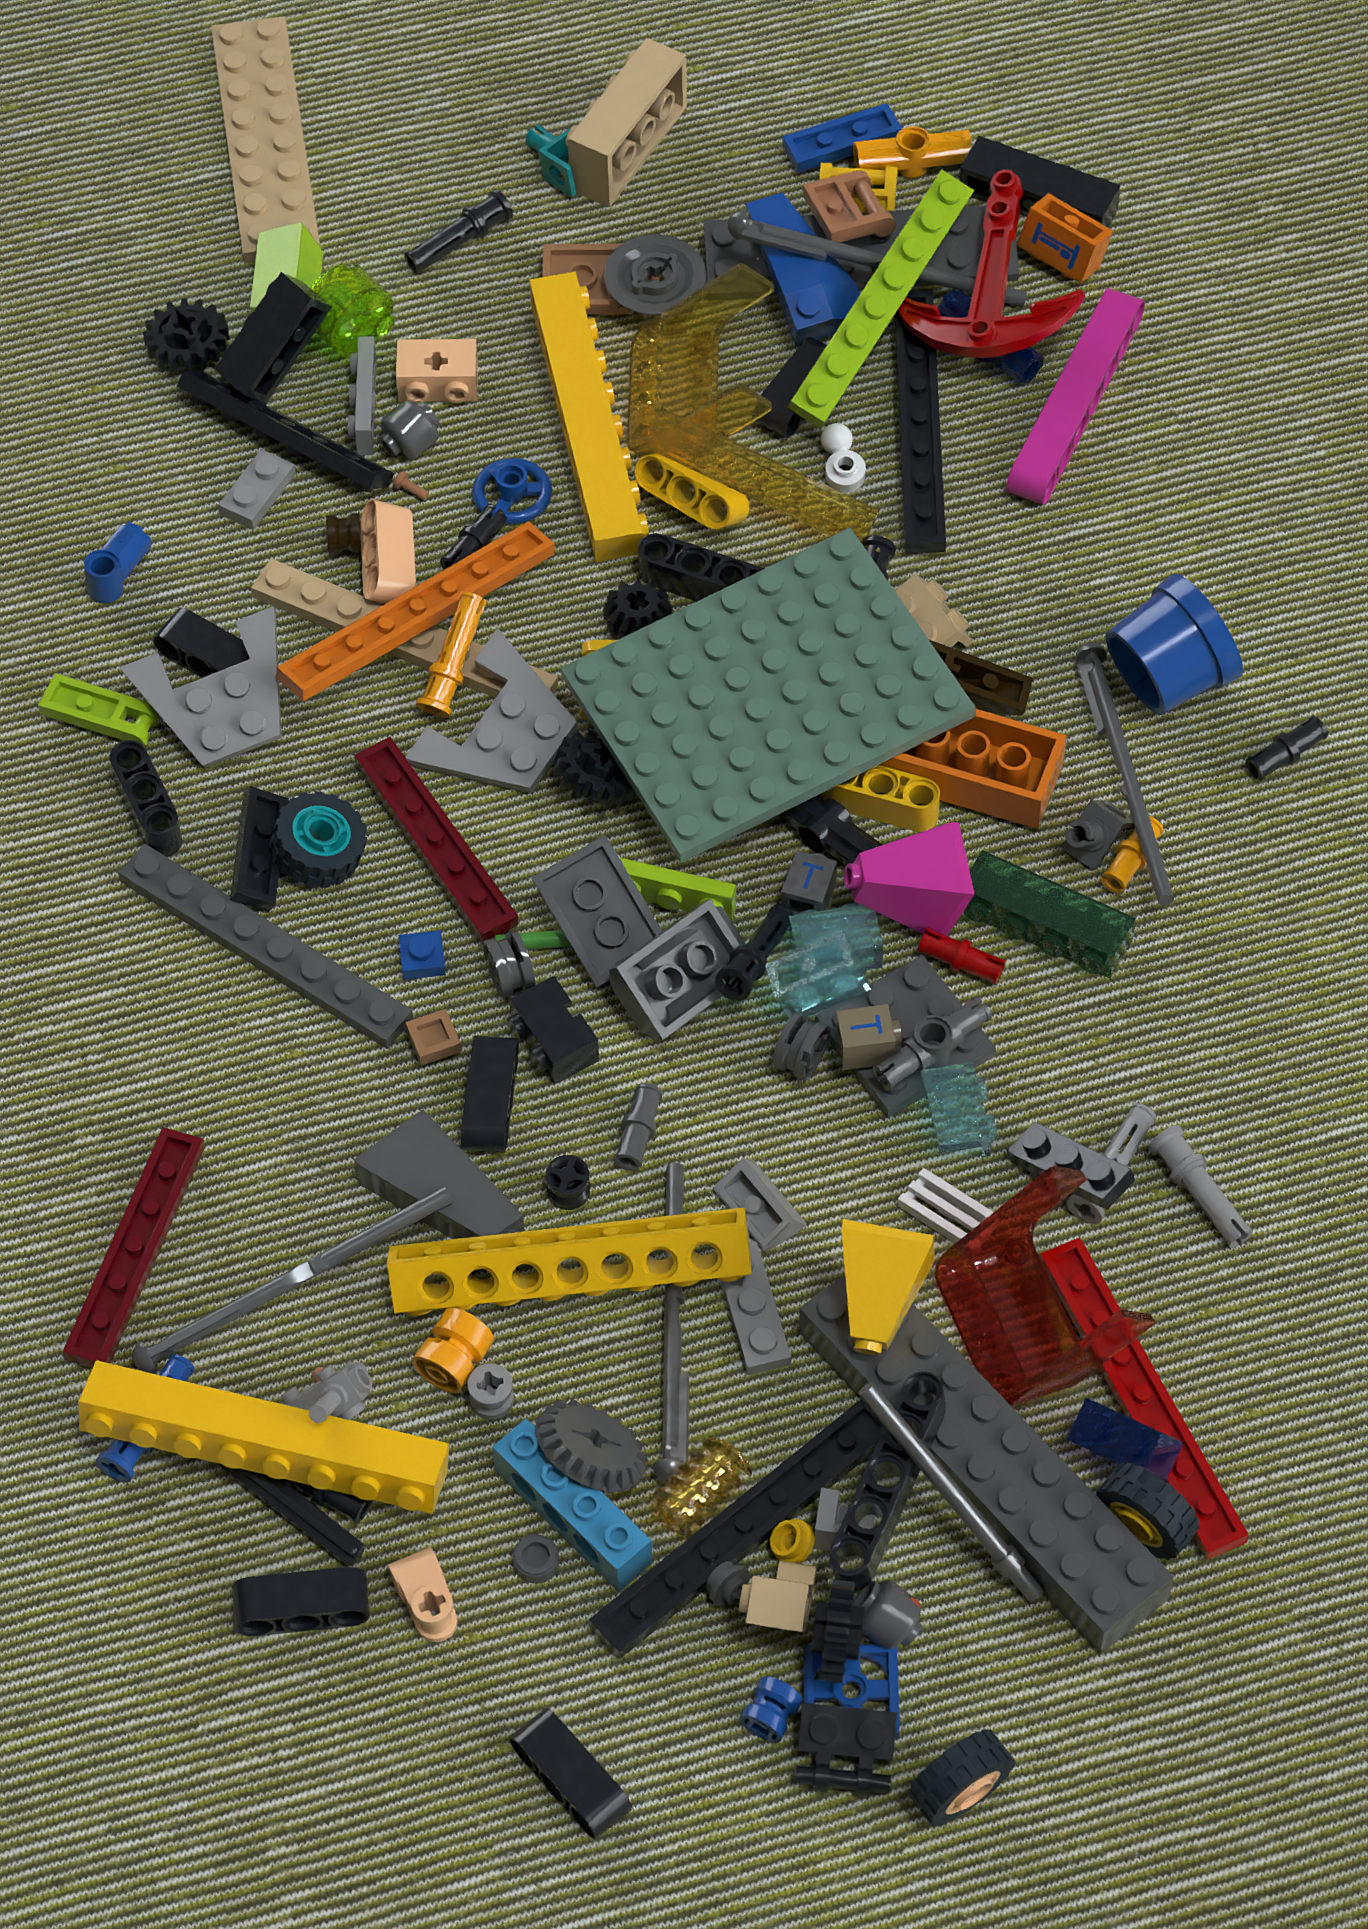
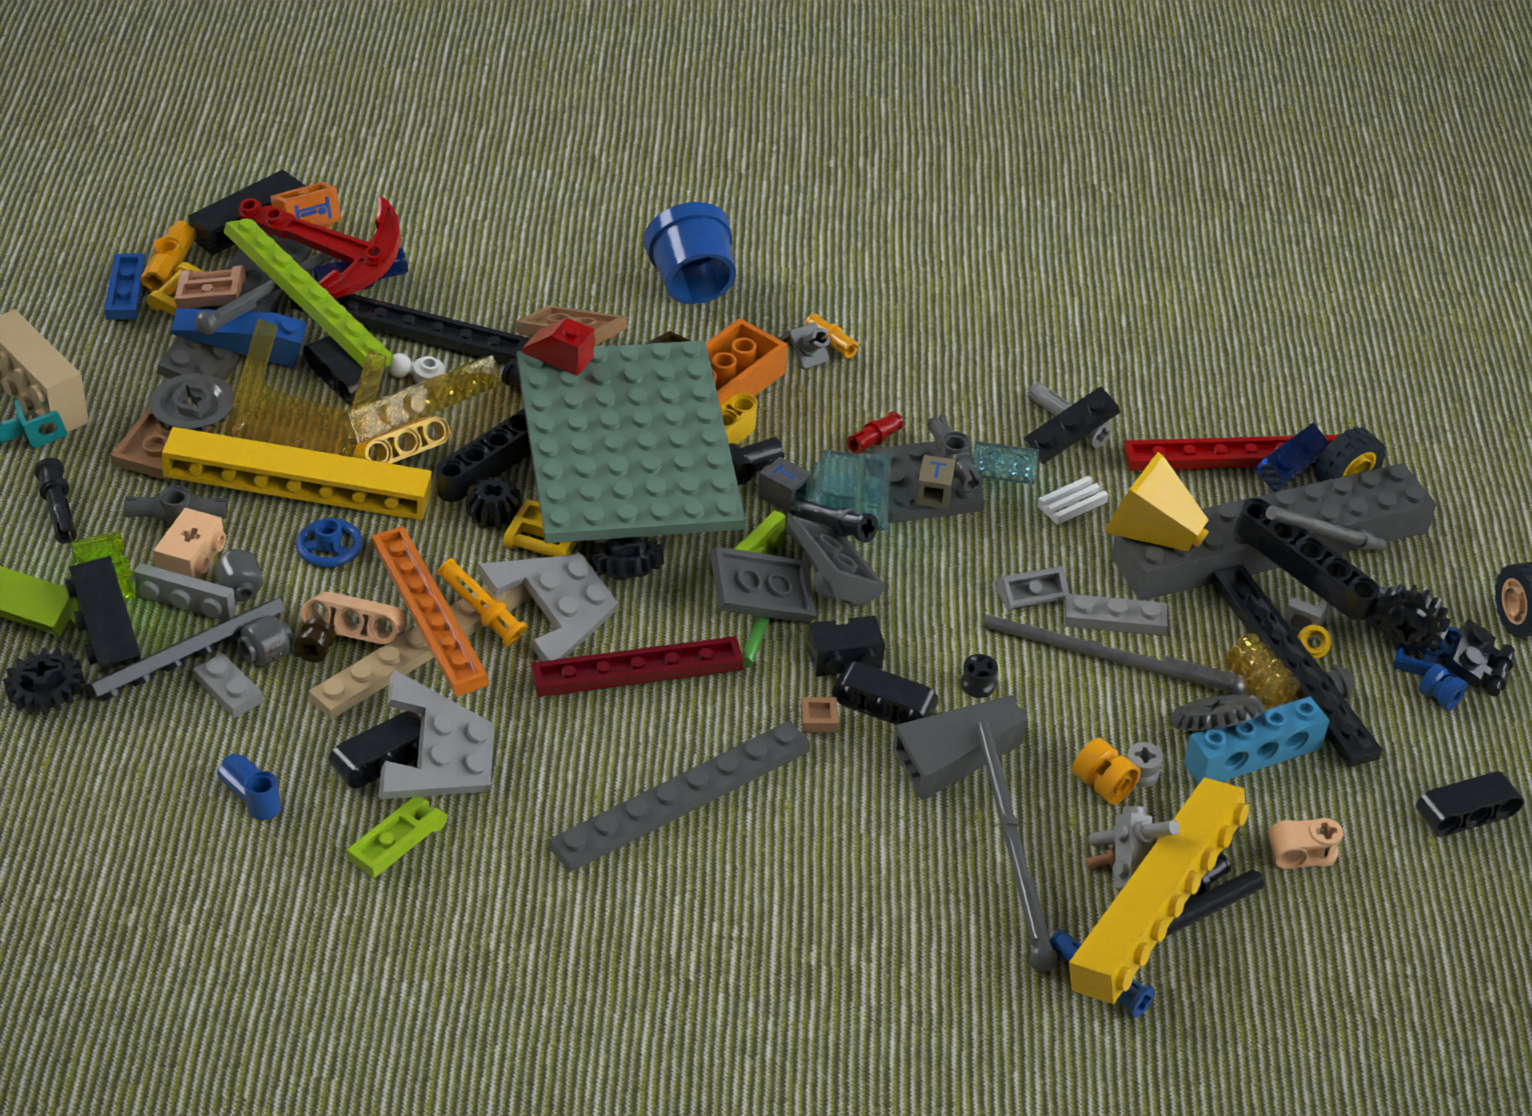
camera: 75 degrees left, 15 degrees down
(134, 1248) = (941, 942): dark red plate -> none
(142, 783) = (506, 824): black beam -> none
(254, 869) = (594, 769): black plate -> none
(300, 1601) = (1292, 918): black beam -> none
(313, 860) = (609, 727): black wheel -> none
(320, 490) = (265, 640): none -> dark grey head
(402, 481) = (288, 595): nougat piece -> none
(422, 955) = (736, 705): blue plate -> none
(475, 536) = (367, 572): black pin -> none
(492, 334) = (171, 503): none -> dark grey pin
(509, 964) = (779, 651): dark grey wheel -> none
(536, 1559) = (1285, 781): dark grey tile -> none
(587, 1244) = (1061, 683): yellow brick -> none
(638, 1126) = (946, 626): dark grey pin -> none
(780, 1601) = (1372, 648): tan hinge -> none
(801, 1046) = (920, 522): dark grey wheel -> none
(854, 565) = (563, 345): none -> red slope
(915, 879) = (822, 414): dark pink slope -> none
(983, 574) = (605, 324): none -> medium nougat plate
(1011, 1308) = (1207, 482): clear red windscreen -> none
(1048, 915) = (861, 384): clear green brick -> none
(1075, 396) = (447, 253): dark pink beam -> none
(1089, 662) = (720, 312): dark grey bar -> none
(1189, 1170) = (1088, 381): light grey pin -> none
(1286, 748) = (782, 248): black pin -> none

